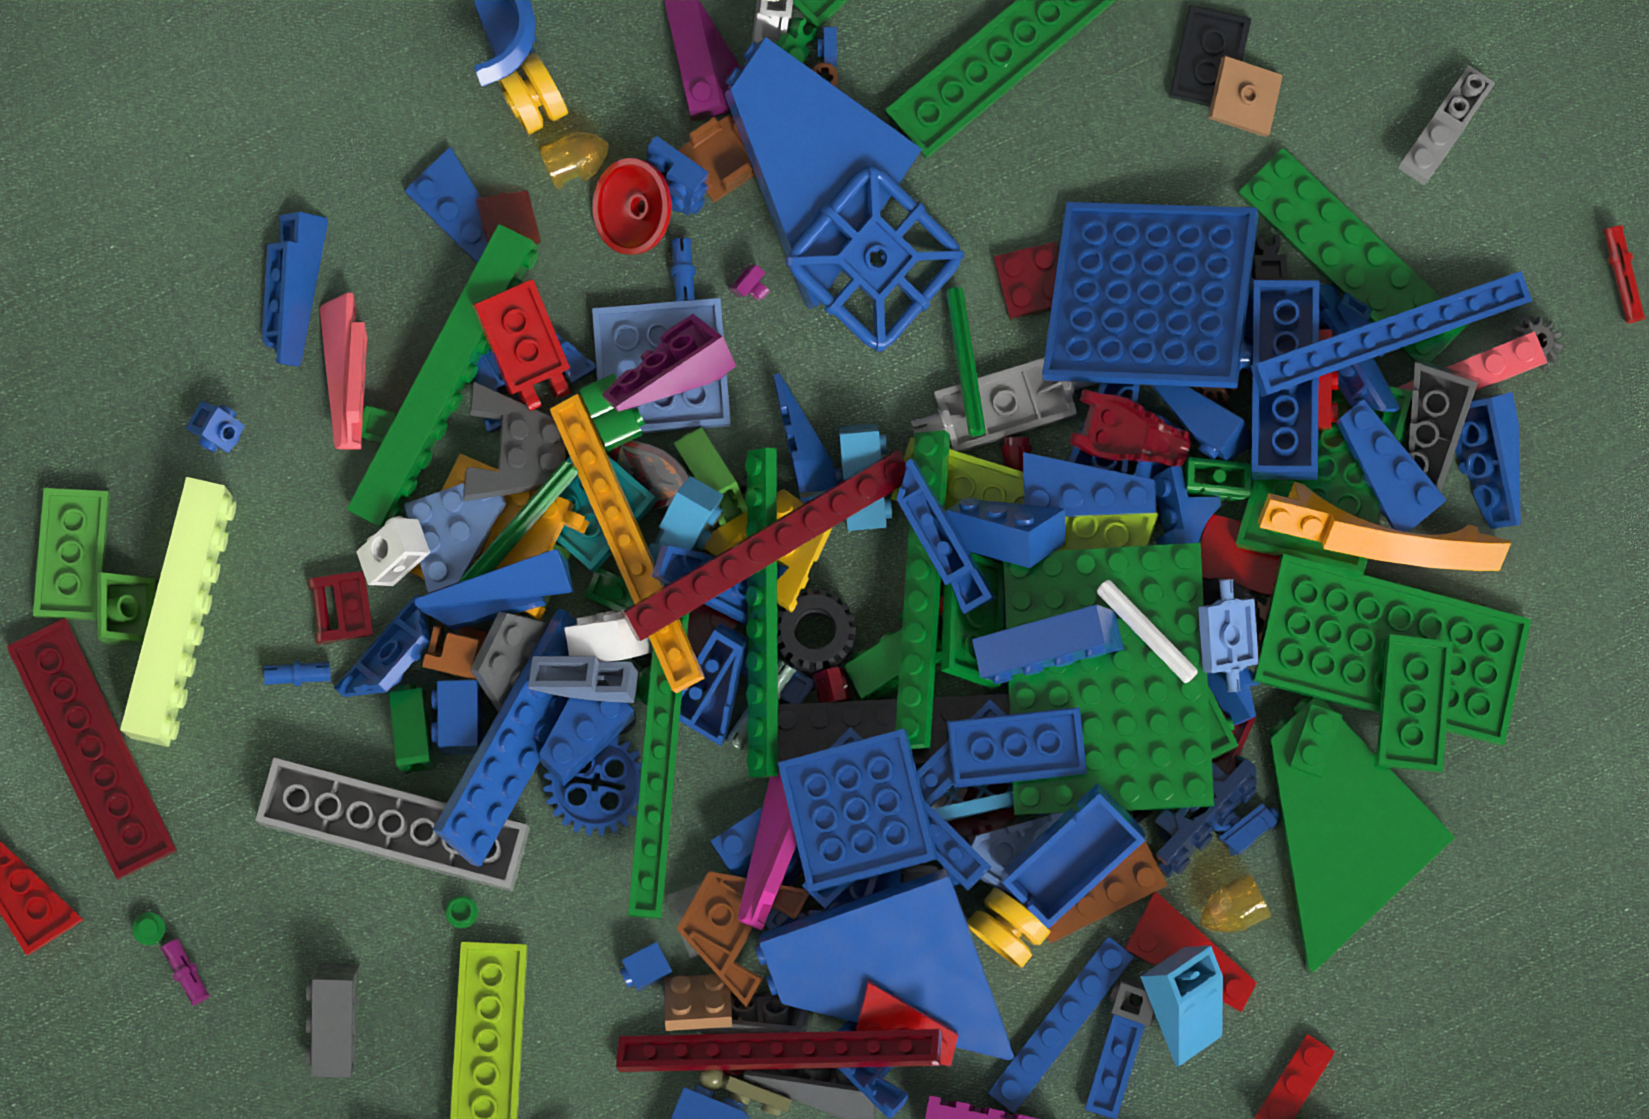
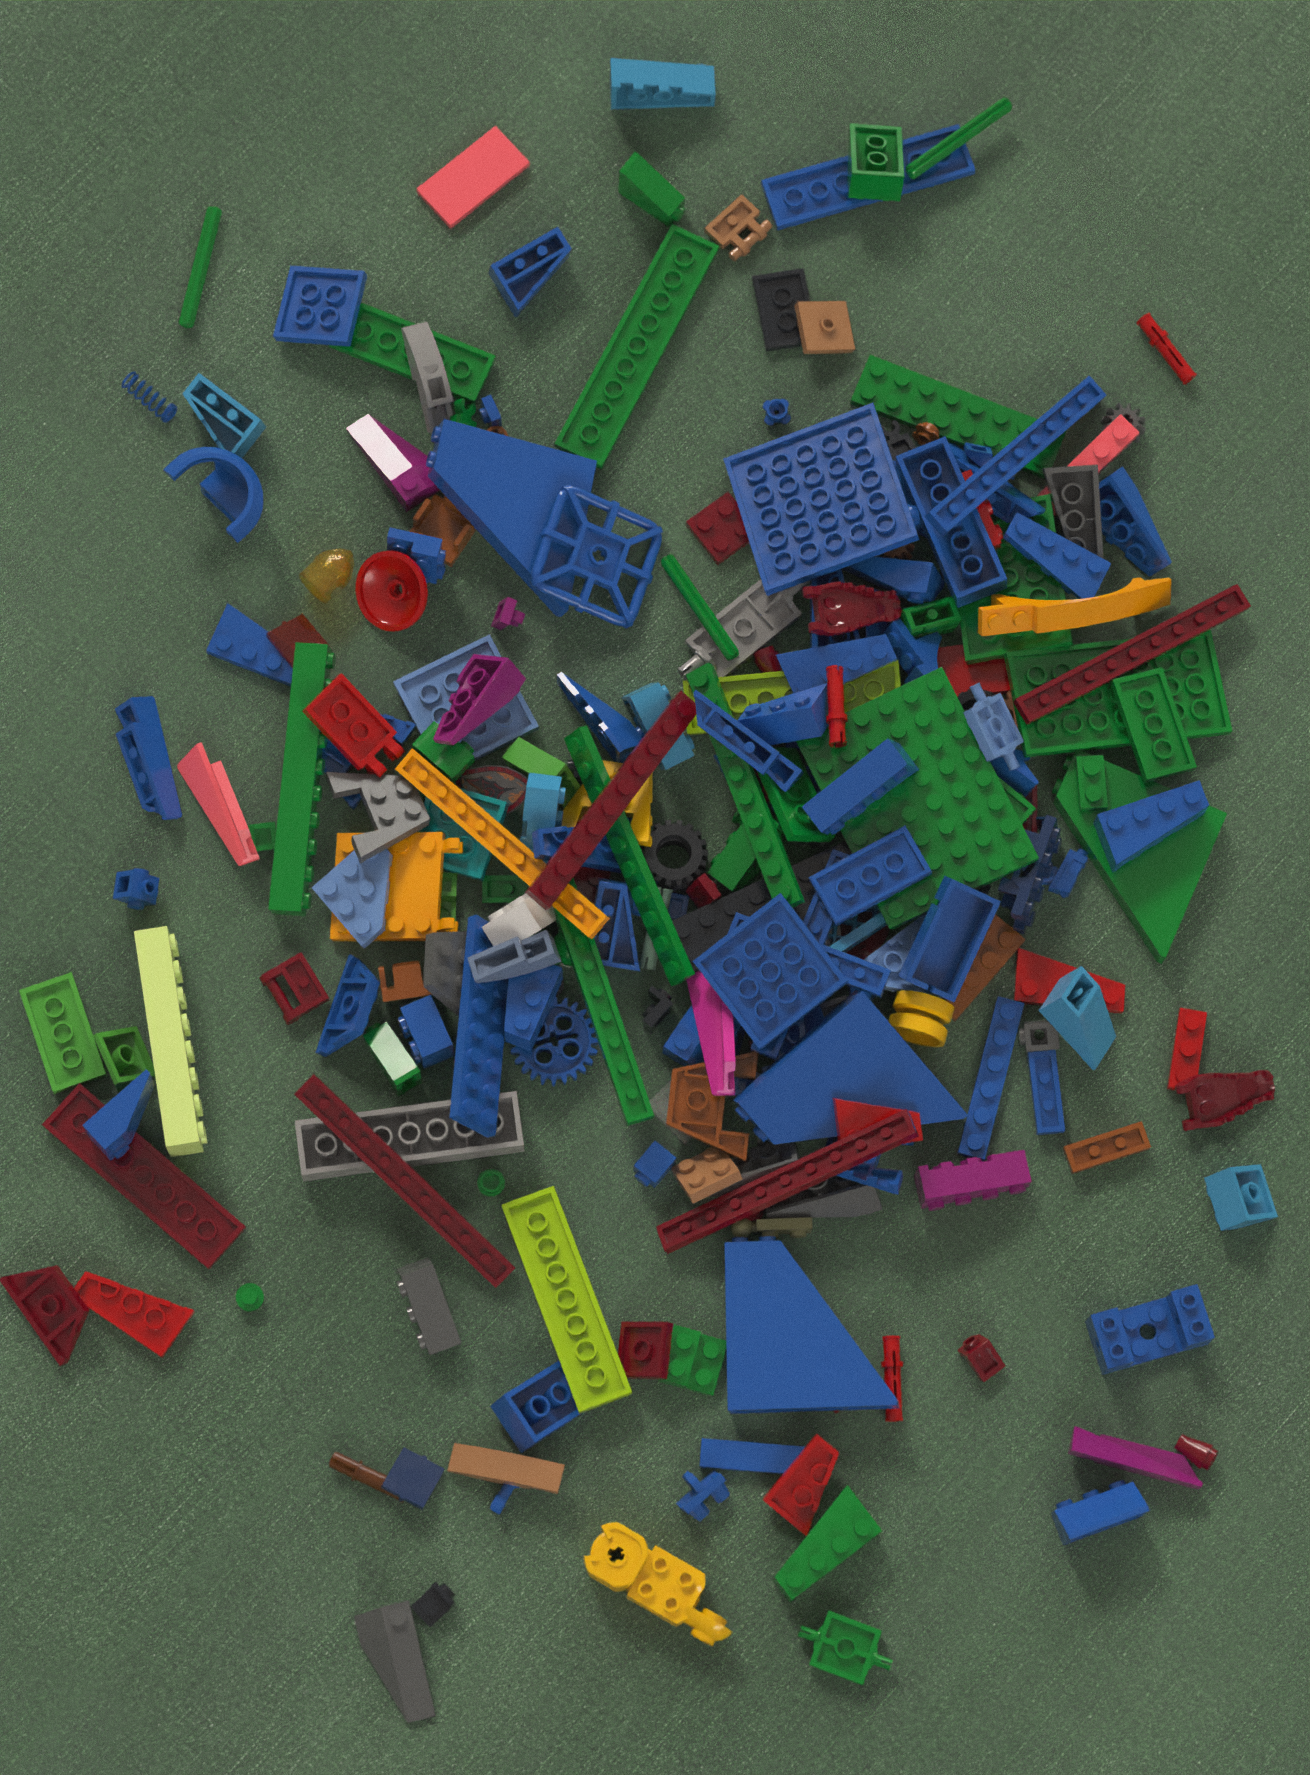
camera: 30 degrees left, 5 degrees down
(86, 678) = (118, 1120): none -> blue slope
(185, 972) = (293, 1318): magenta pin -> none
(297, 673) = (282, 1052): blue pin -> none
(362, 873) = (404, 1180): none -> dark red plate
(393, 551) = (319, 926): white brick -> none
(502, 590) = (424, 915): blue wedge -> none
(523, 521) = (411, 865): green axle -> none
(535, 91) = (277, 536): yellow wheel -> none
(683, 269) = (450, 625): blue pin -> none
(721, 799) = (656, 1014): none -> black bracket
(1056, 552) = (836, 712): none -> red pin
(1145, 163) = (776, 404): none -> blue plate
(1147, 631) = (931, 747): white axle -> none
(1235, 907) = (1085, 933): clear yellow helmet -> none
(1306, 265) = (925, 433): none -> dark orange plate
(1350, 813) = (1145, 823): none -> blue wedge
(1426, 613) = (1131, 654): none -> dark red plate
(1446, 125) = (985, 289): light grey slope -> none

